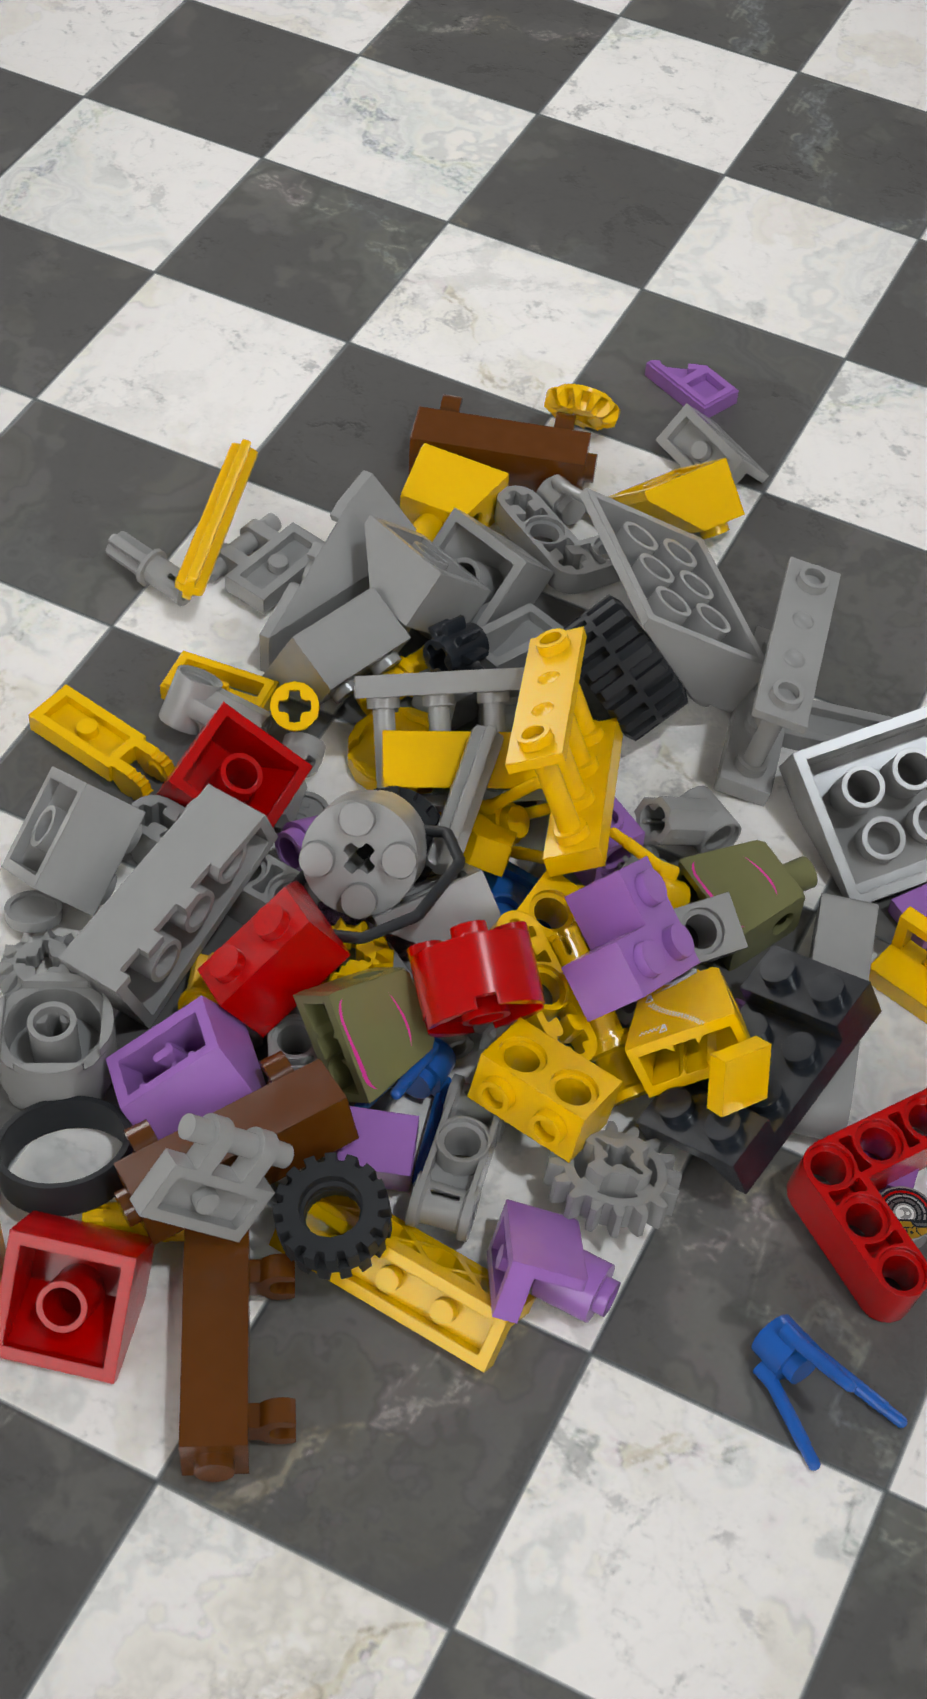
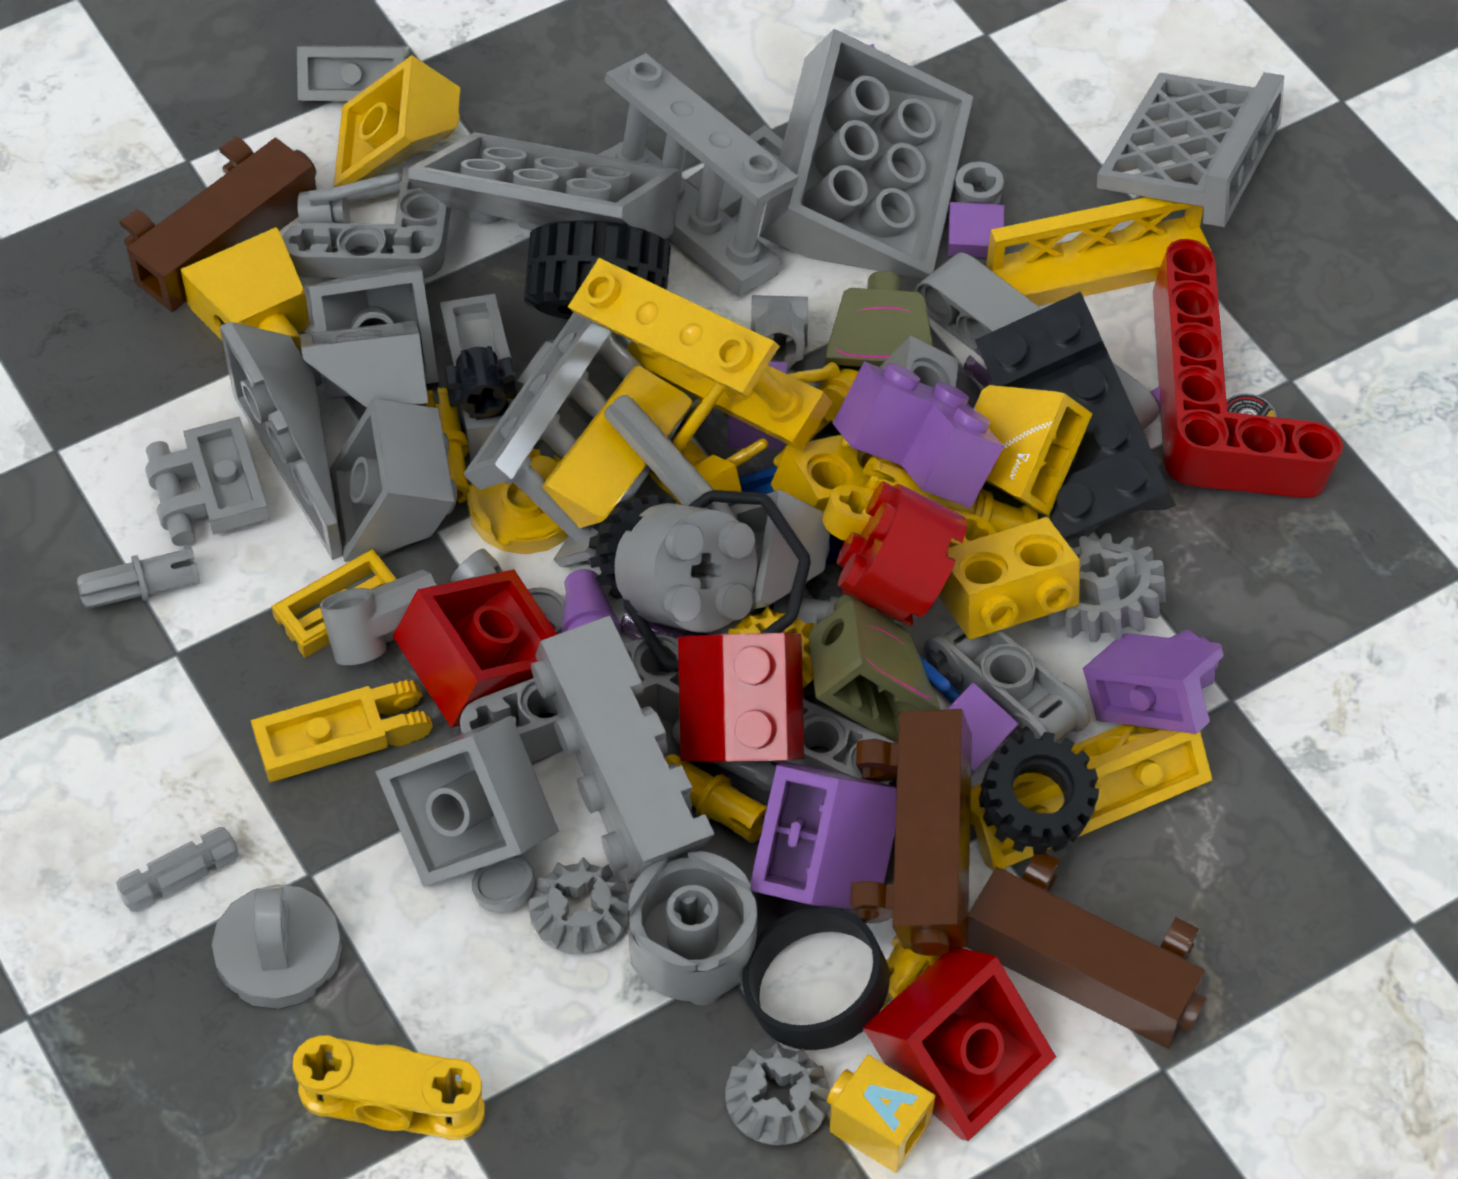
camera: 55 degrees left, 5 degrees up
(201, 1192) = (983, 863): light grey plate -> none
(216, 520) = (129, 489): yellow axle -> none
(282, 694) = (444, 543): yellow bush -> none
(590, 405) = (223, 124): yellow gear -> none
(695, 386) = (249, 34): medium lavender tile -> none
(739, 1076) = (1104, 432): yellow tile -> none
(794, 1355) = (1324, 562): blue plant -> none

